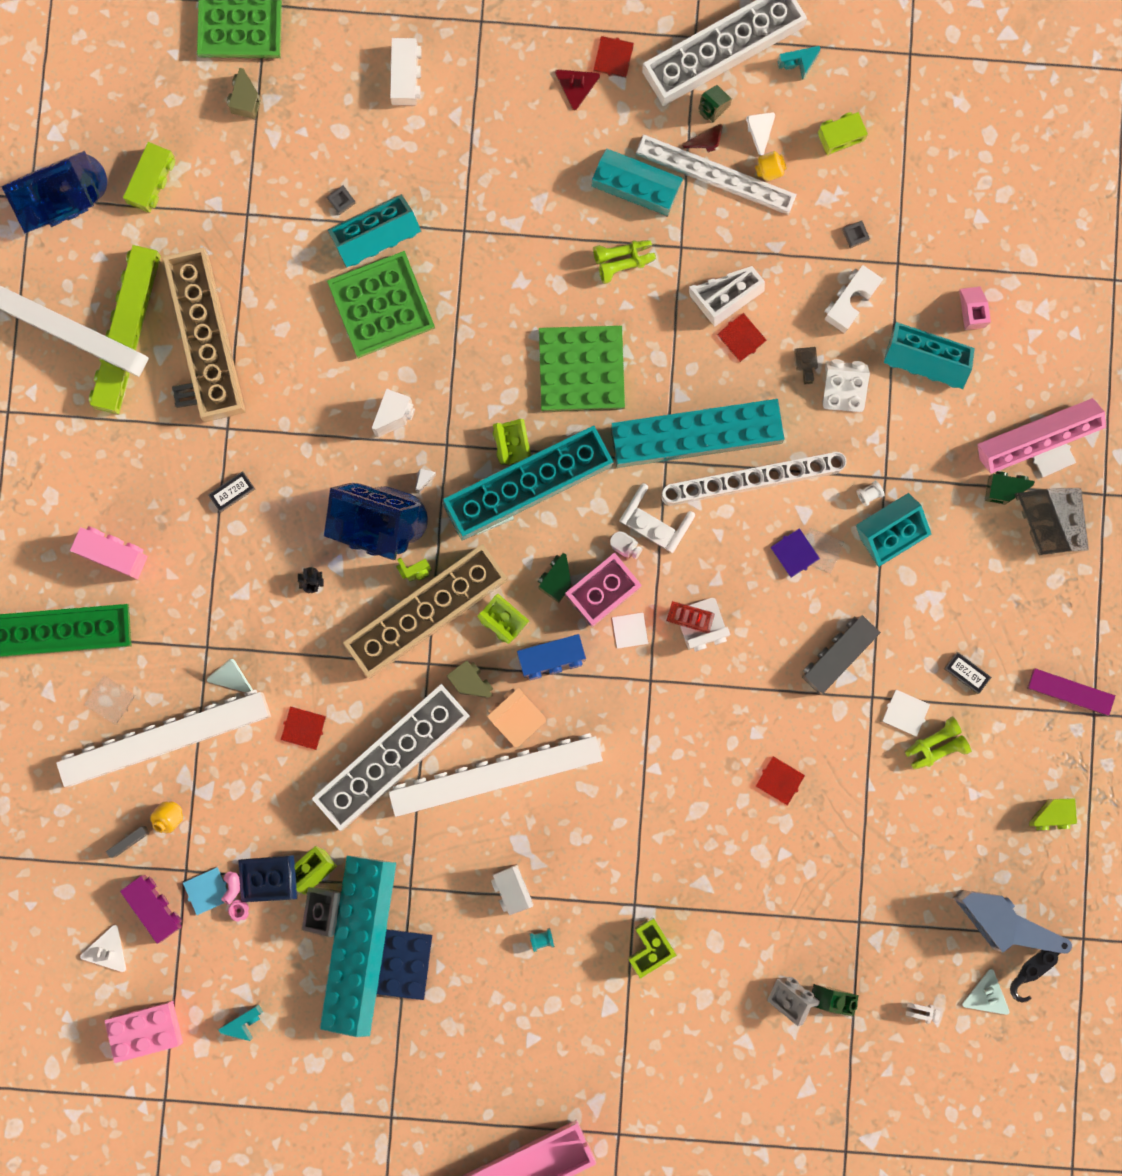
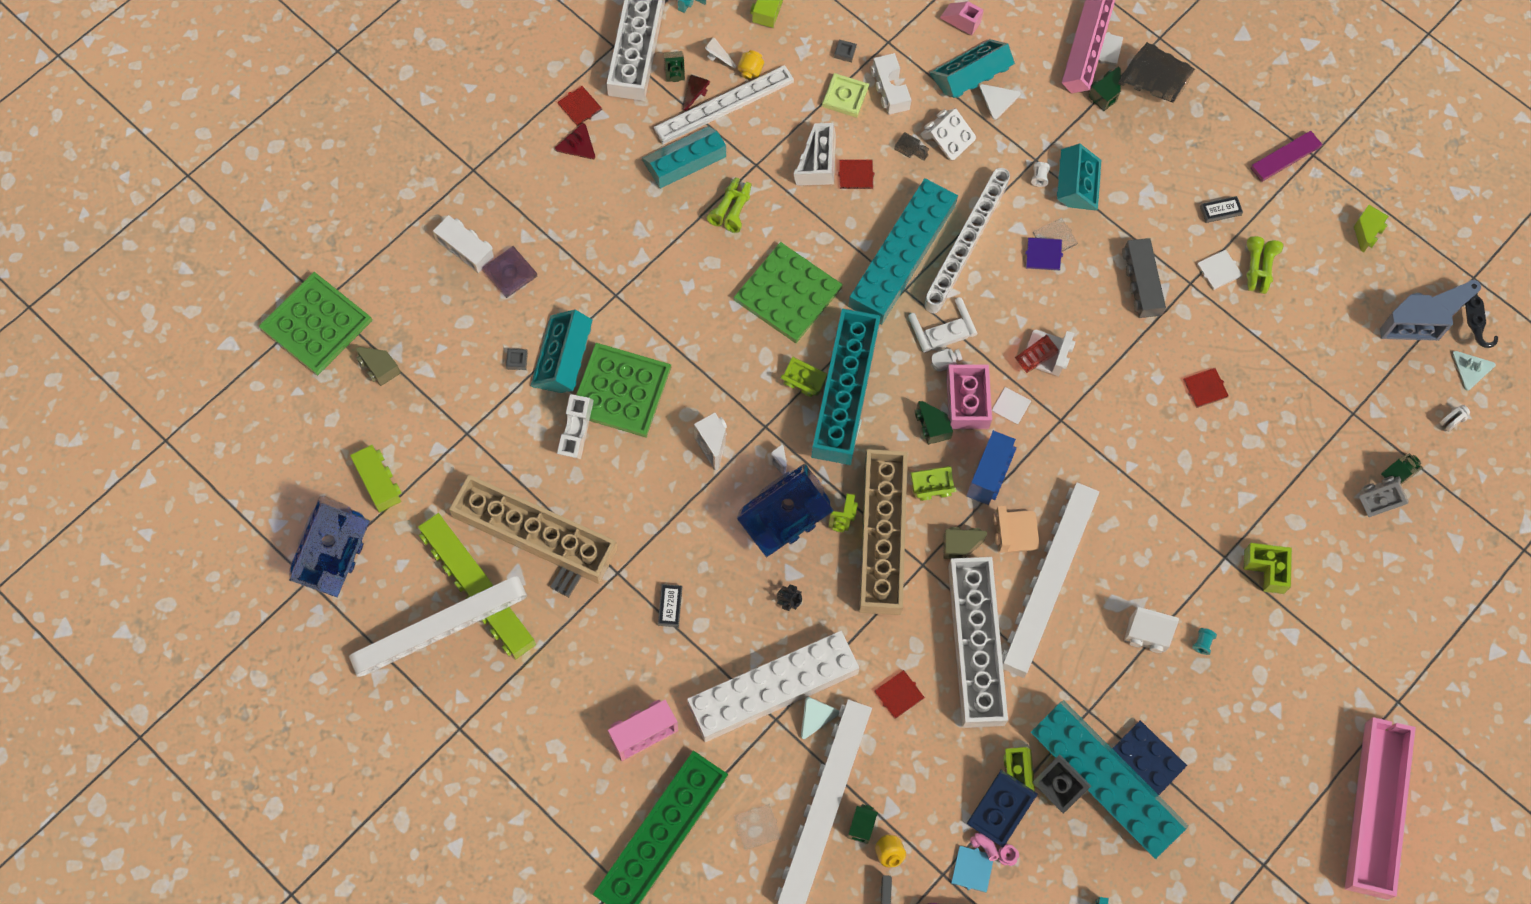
camera: 50 degrees left, 15 degrees down
(170, 779) = (862, 824): none -> dark green slope
(227, 624) = (773, 686): none -> white brick
(303, 303) = (578, 418): none -> white arch
(412, 129) = (509, 272): none -> clear purple plate
(811, 268) = (845, 95): none -> yellowish green tile
(915, 402) = (998, 99): none -> white piece

